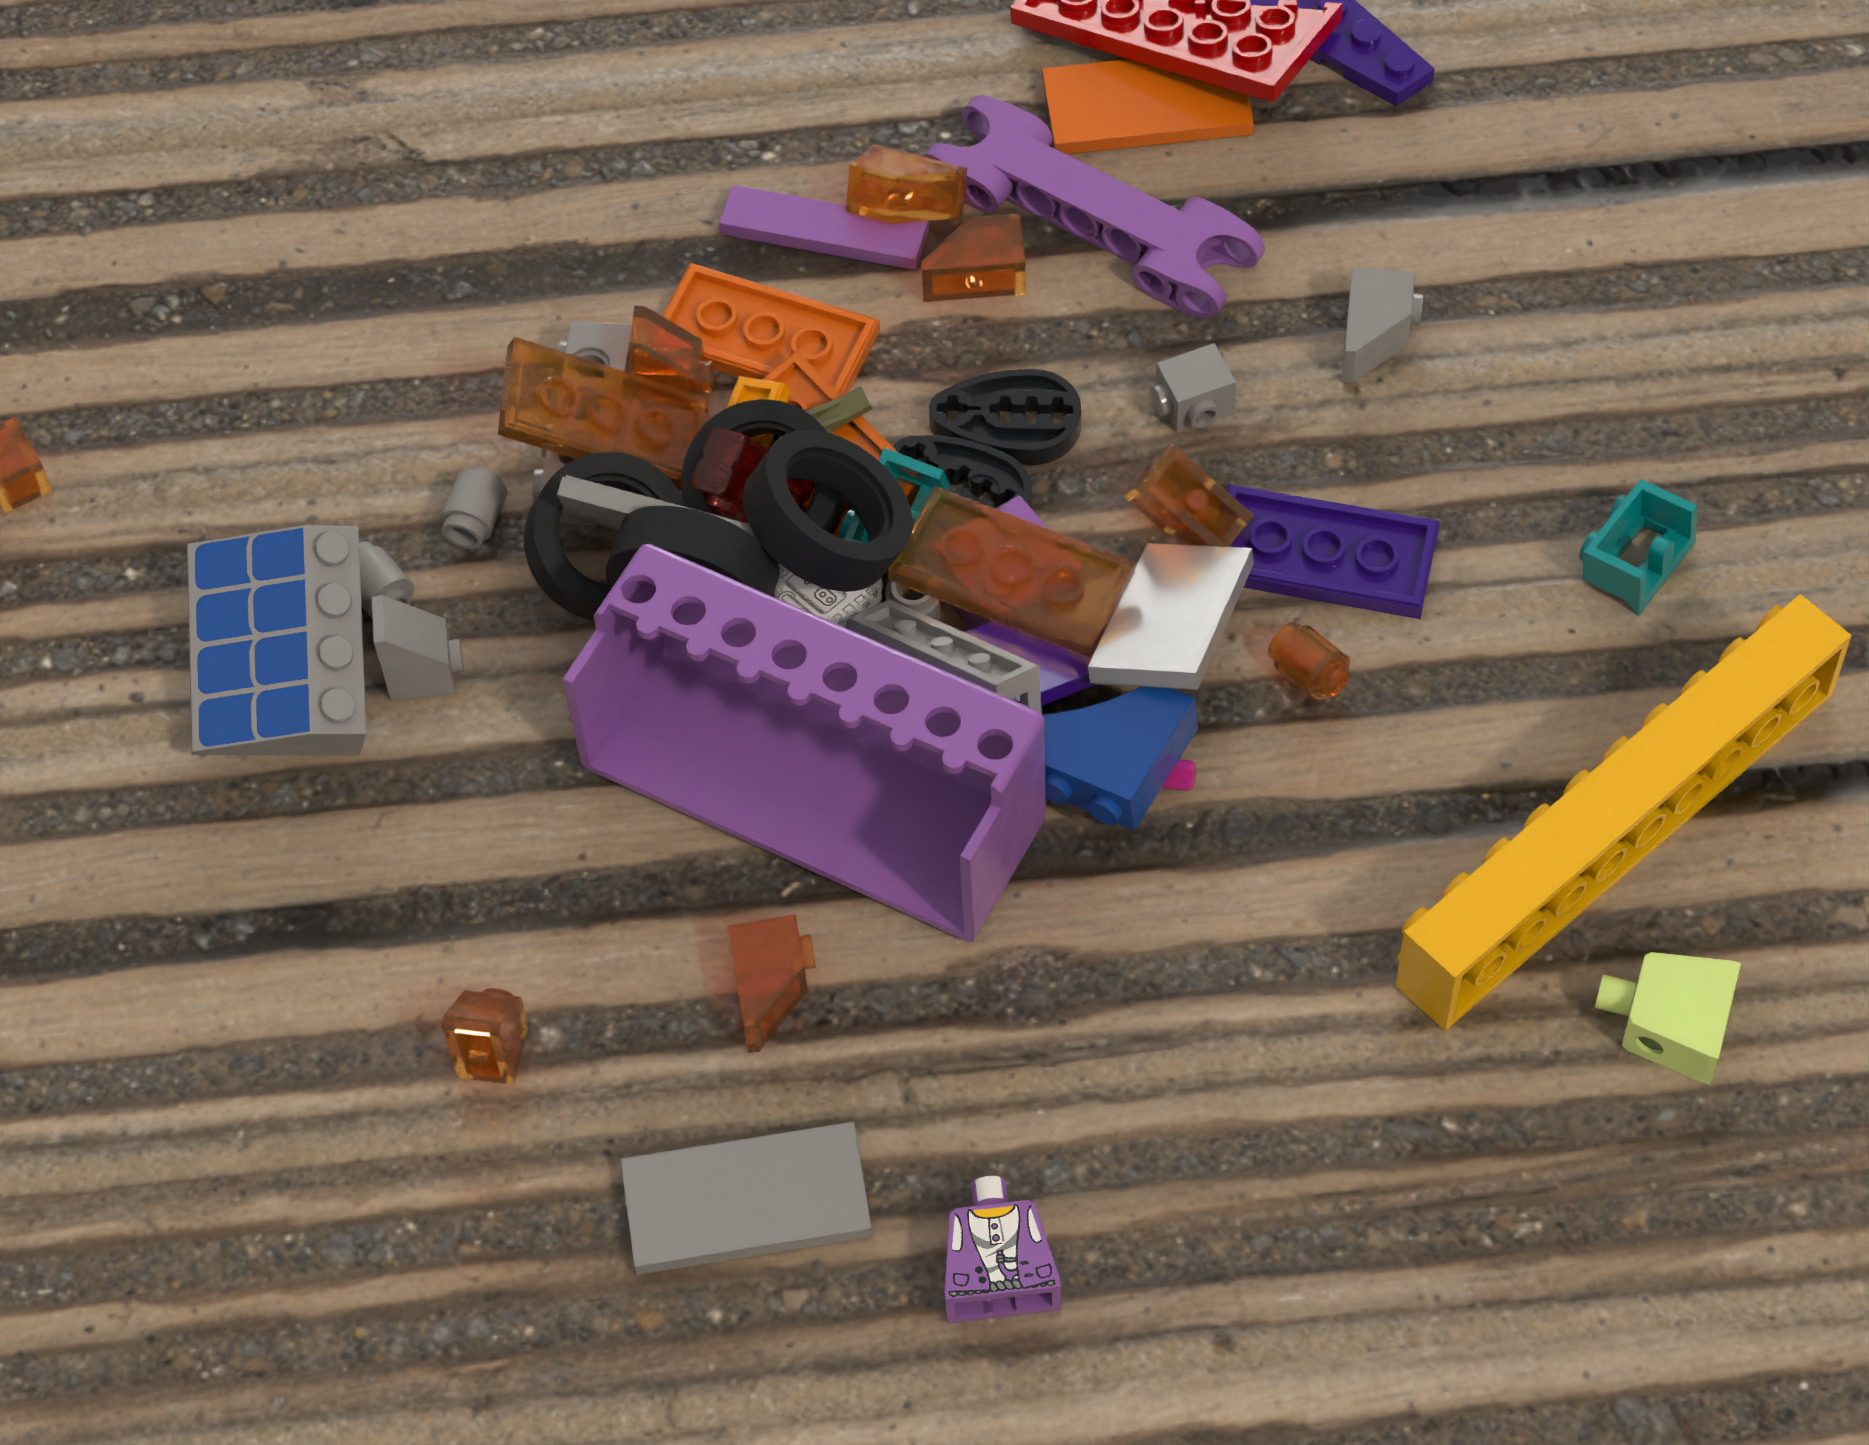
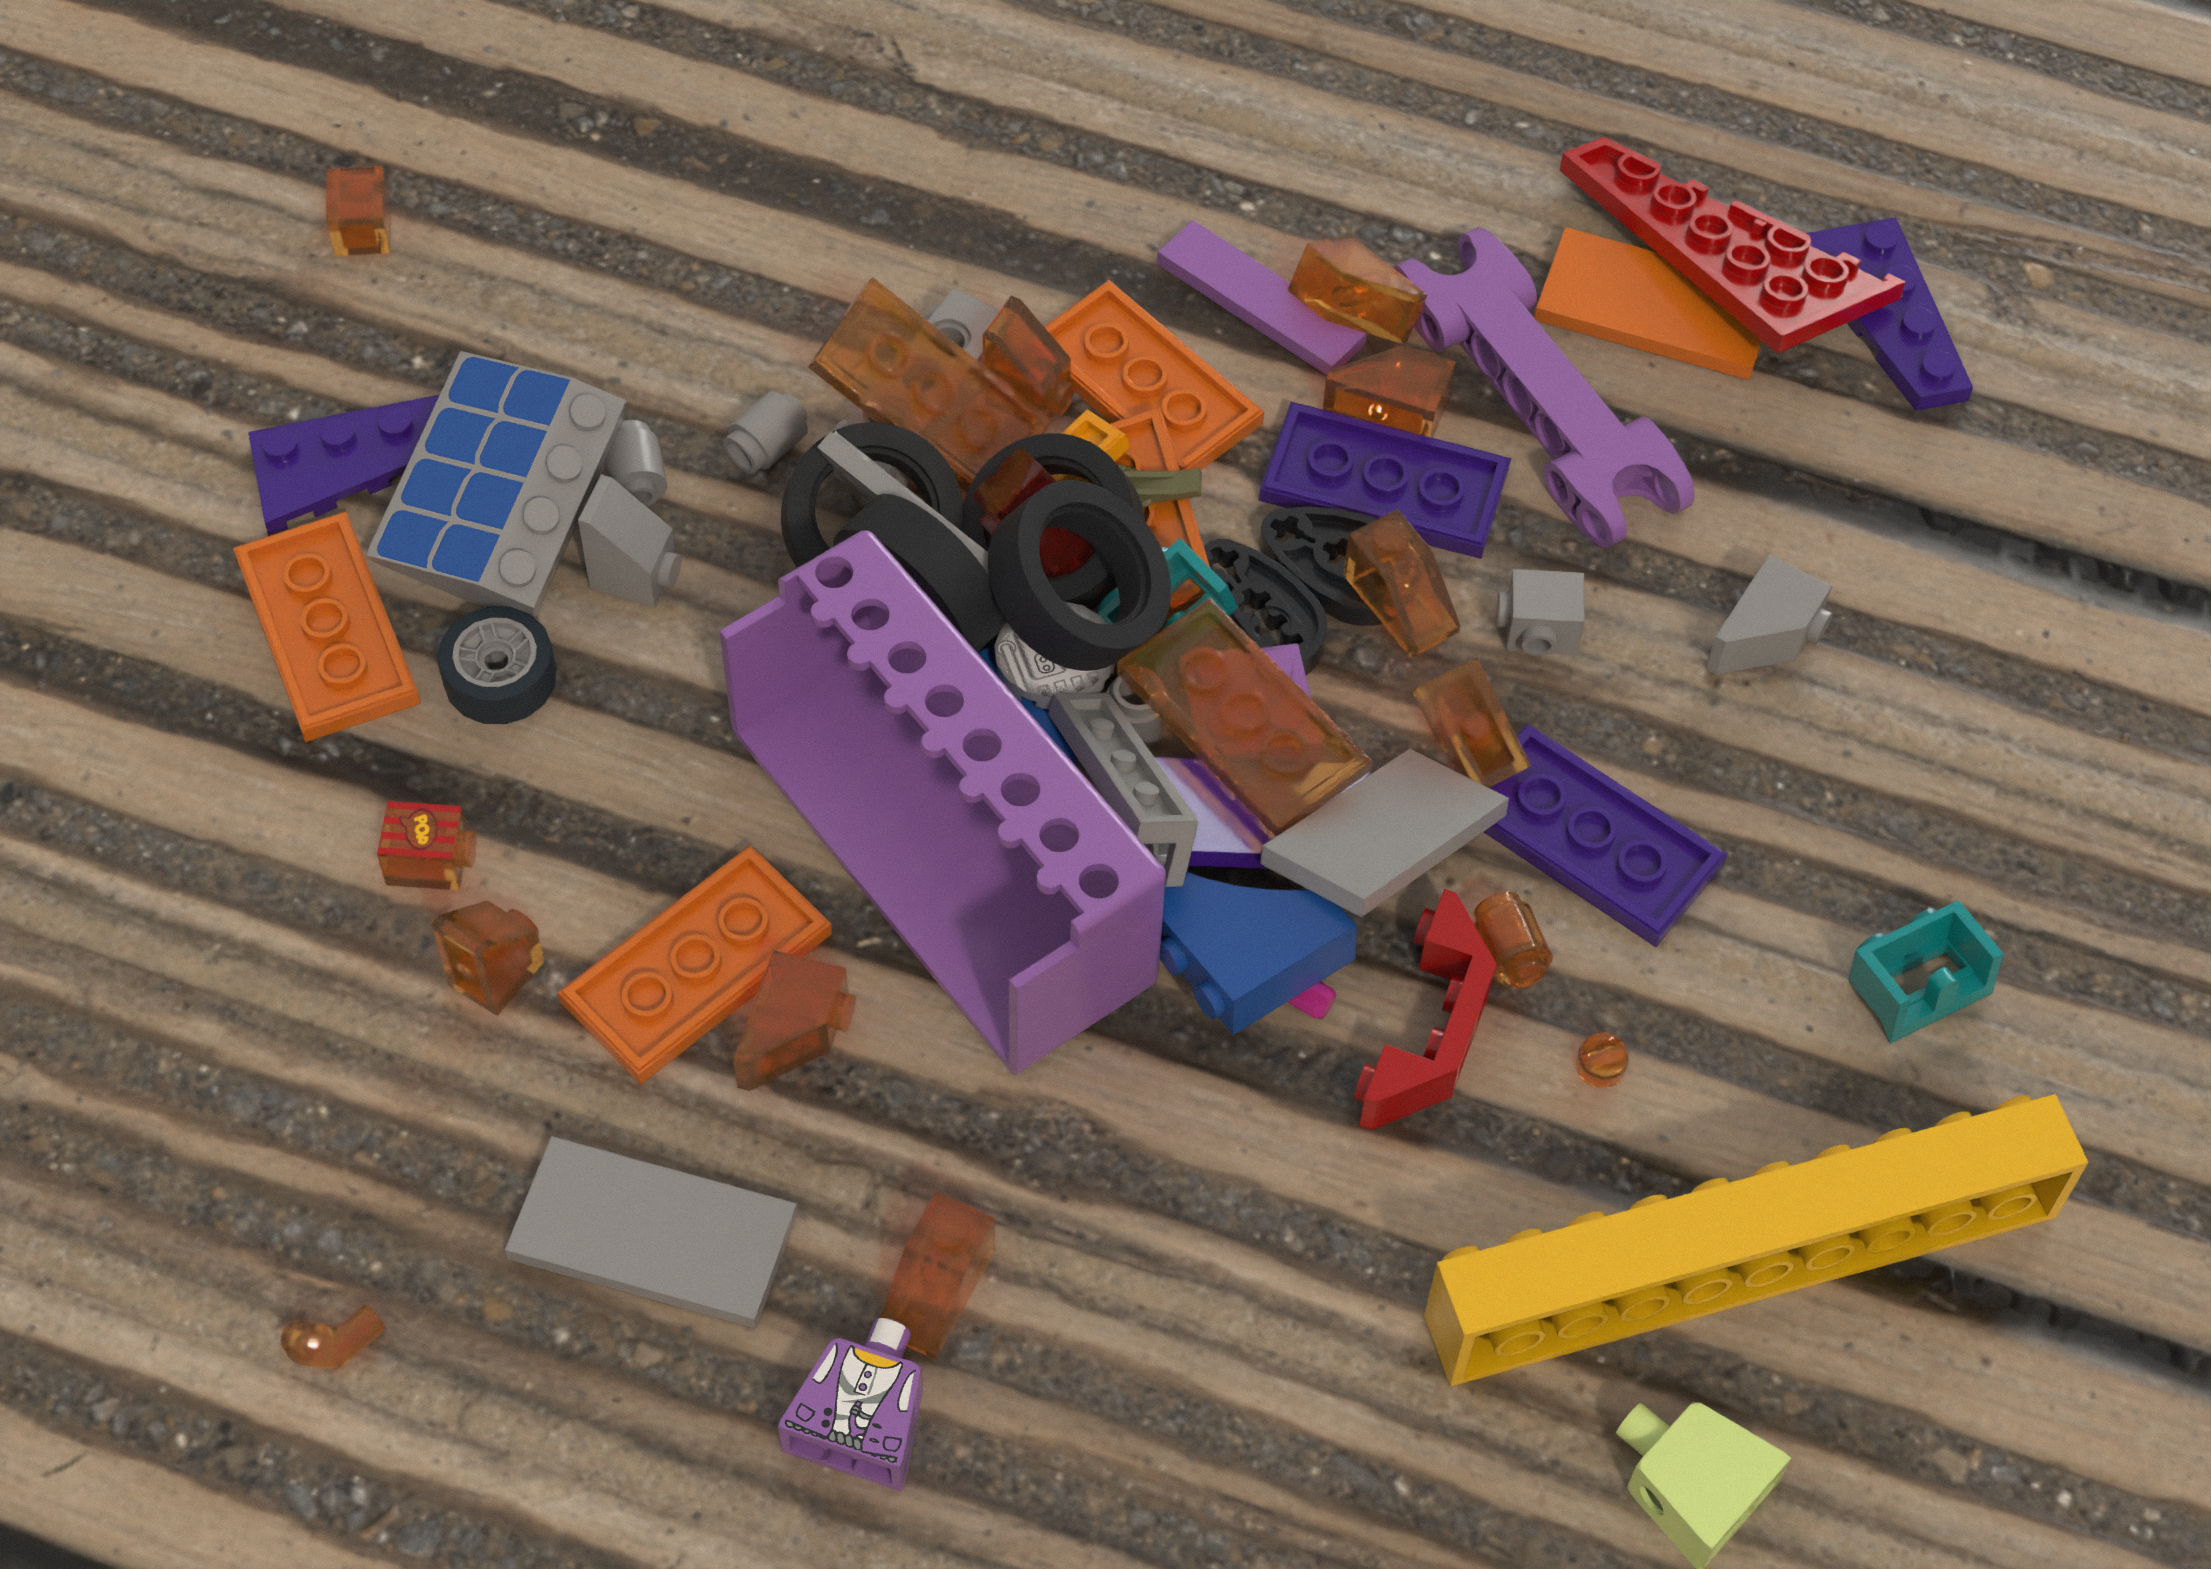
camera: 20 degrees right, 0 degrees up
(111, 680) = (332, 457): none -> dark purple wing
(182, 828) = (326, 626): none -> orange tile
(335, 779) = (504, 641): none -> wheel
(380, 970) = (425, 845): none -> clear orange brick
(528, 1409) = (330, 1345): none -> clear orange arm
(657, 969) = (693, 964): none -> orange tile
(1001, 1121) = (939, 1271): none -> clear orange slope
(1020, 327) = (1375, 469): none -> dark purple tile
(1073, 411) = (1401, 582): none -> clear orange slope
(1277, 689) = (1408, 1082): none -> red slope
(1435, 731) = (1607, 1068): none -> clear orange hinge

